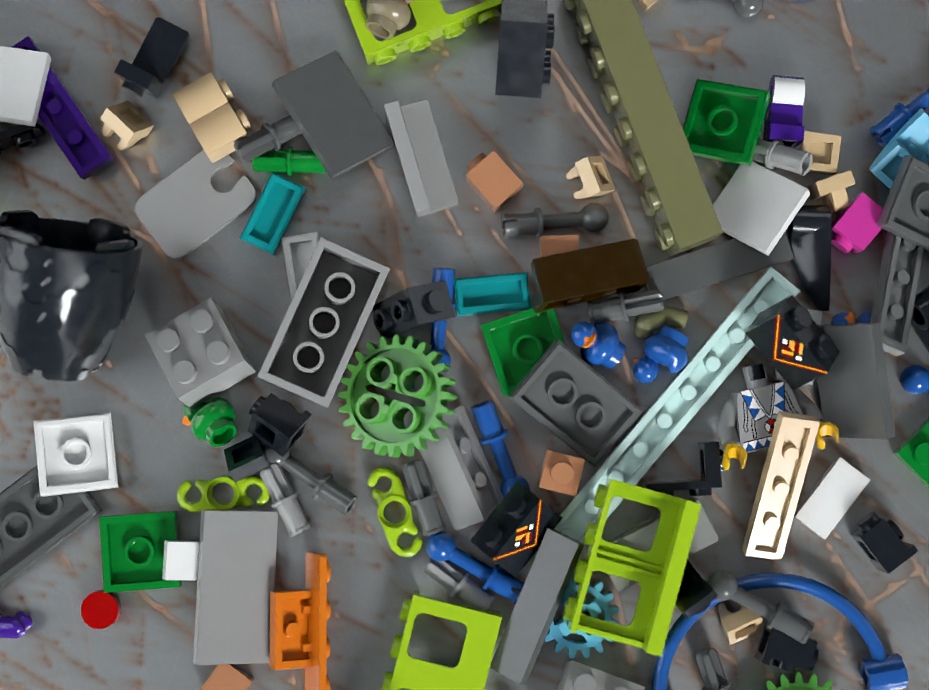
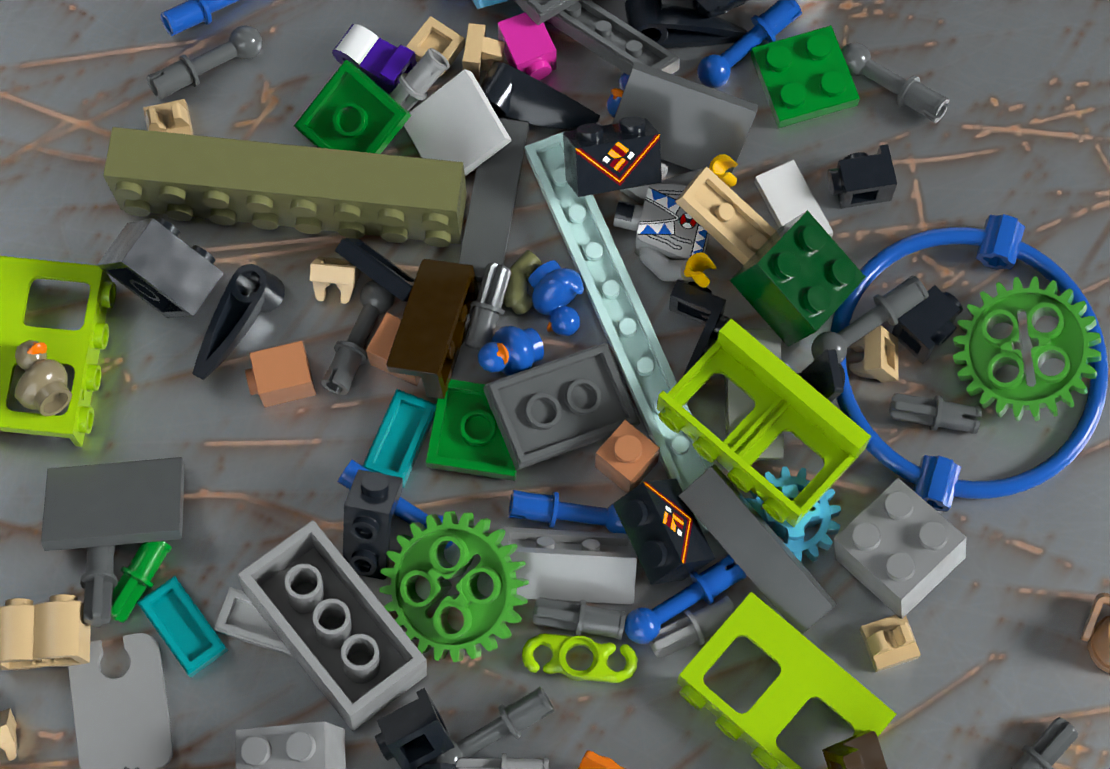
camera: 65 degrees left, 15 degrees down
(421, 156) = (212, 438): light grey panel -> none
(521, 122) = (237, 314): none -> black piece
(613, 207) = (376, 267): none -> black tile
(764, 537) = (798, 279): none -> dark green brick

